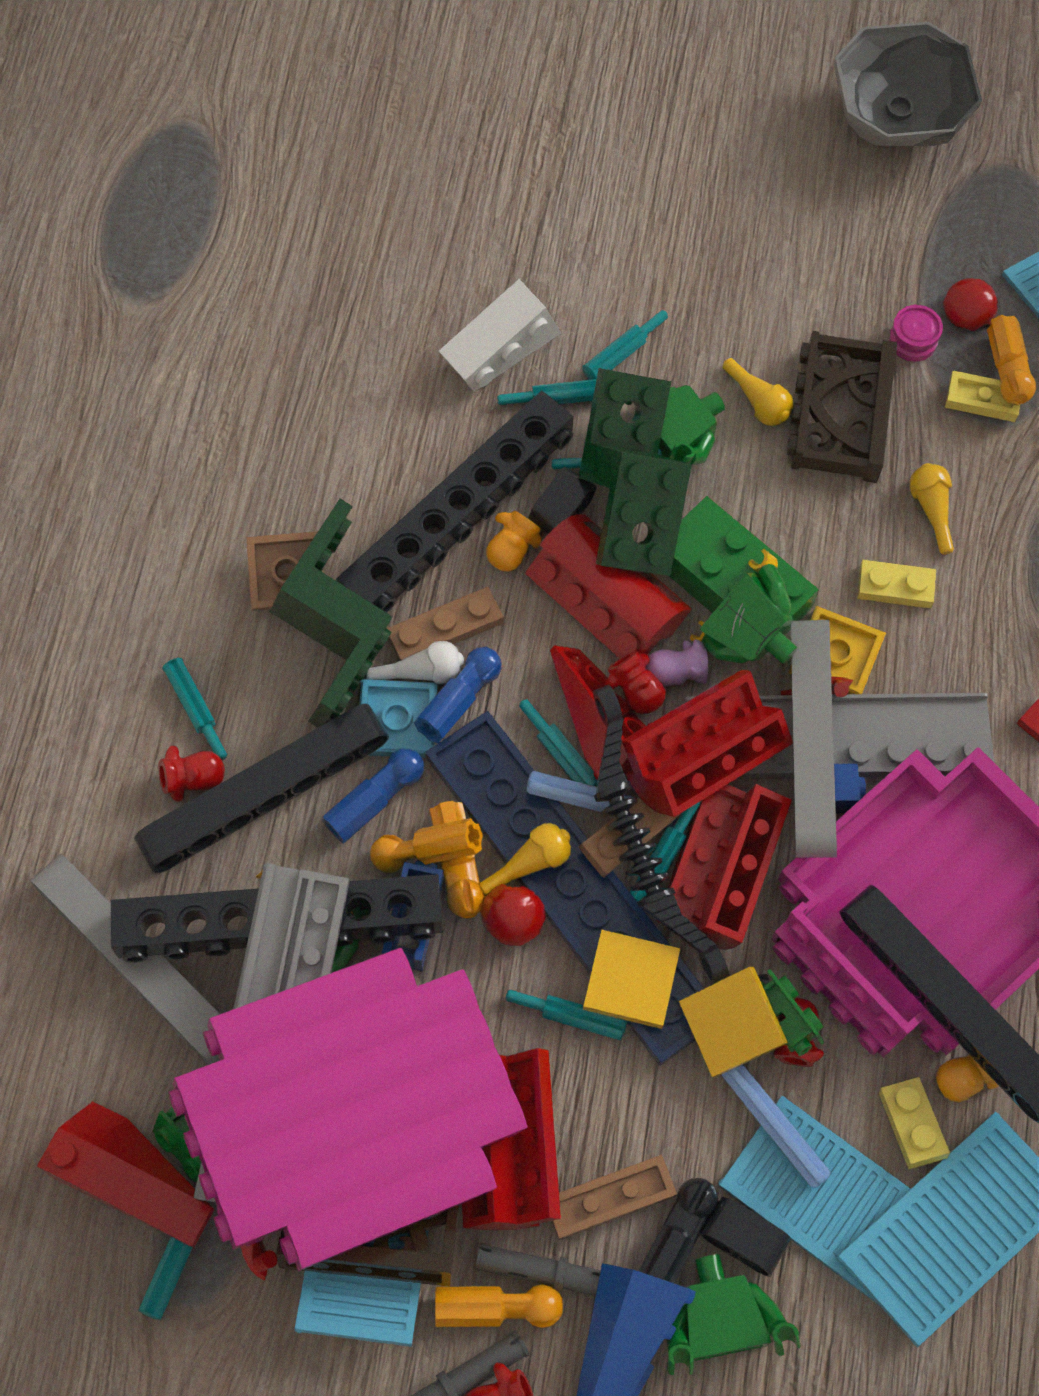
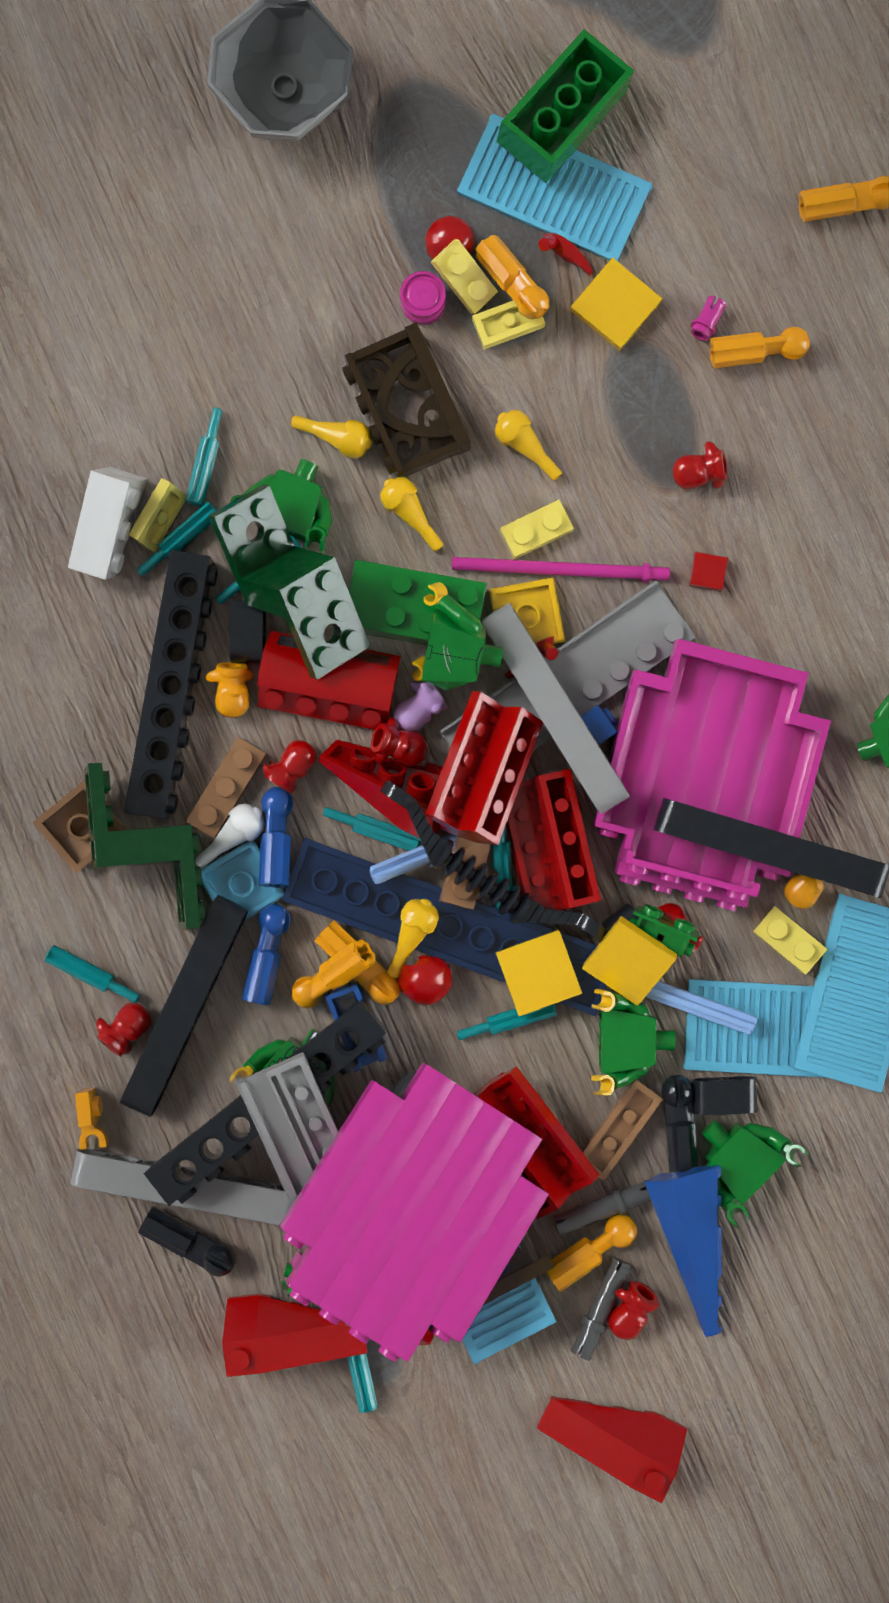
camera: 30 degrees left, 20 degrees up
(95, 1011) = (188, 1242): none -> black piece
(100, 824) = (89, 1109): none -> light orange plate
(523, 642) = (294, 764): none -> red animal
(549, 361) = (158, 515): none -> light yellow plate
(677, 1107) = (626, 1041): none -> green torso
(784, 479) = (401, 498): none -> yellow piece
(966, 335) = (464, 276): none -> light yellow plate
(978, 683) = (642, 572): none -> dark pink bar

